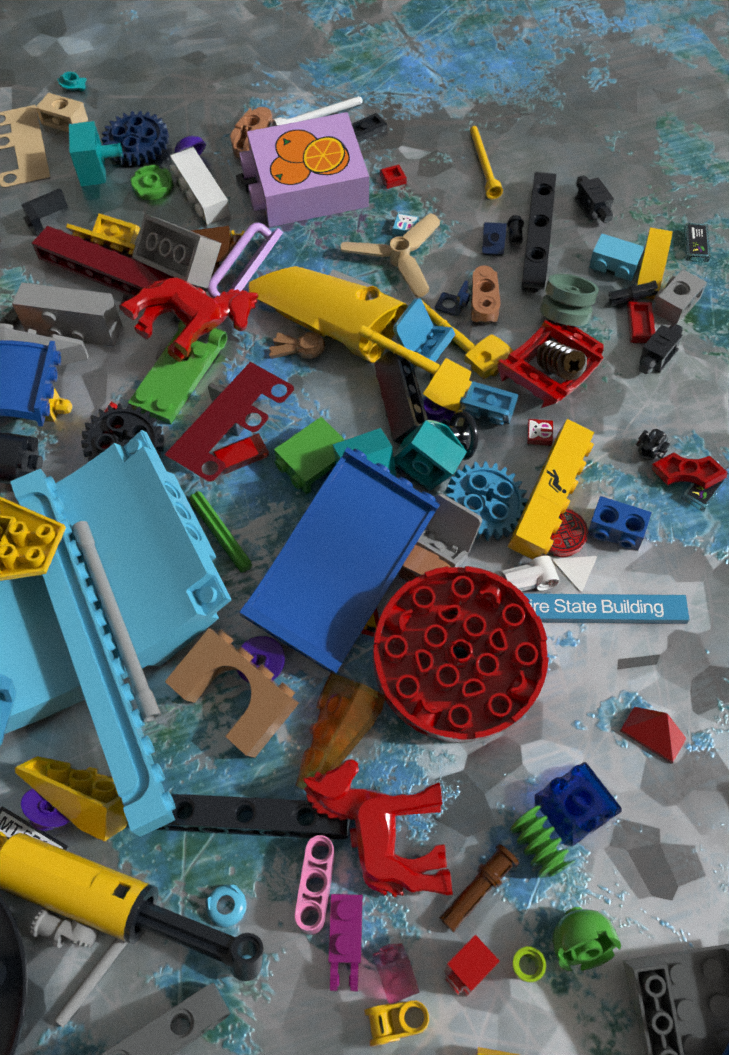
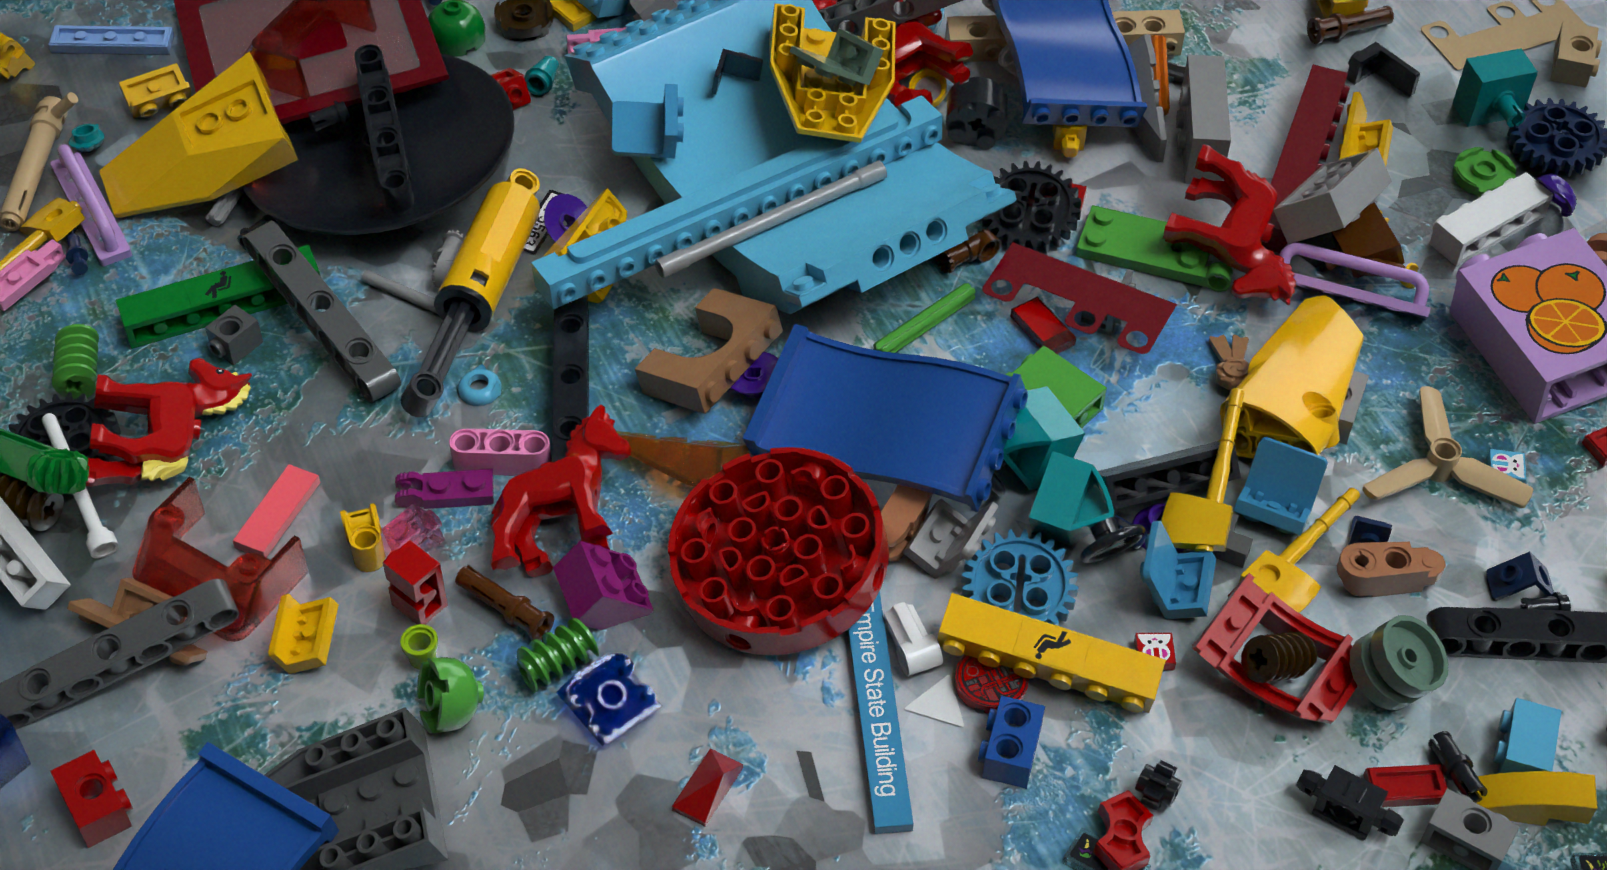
camera: 80 degrees right, 10 degrees down
(473, 801) = (602, 586): none -> magenta slope

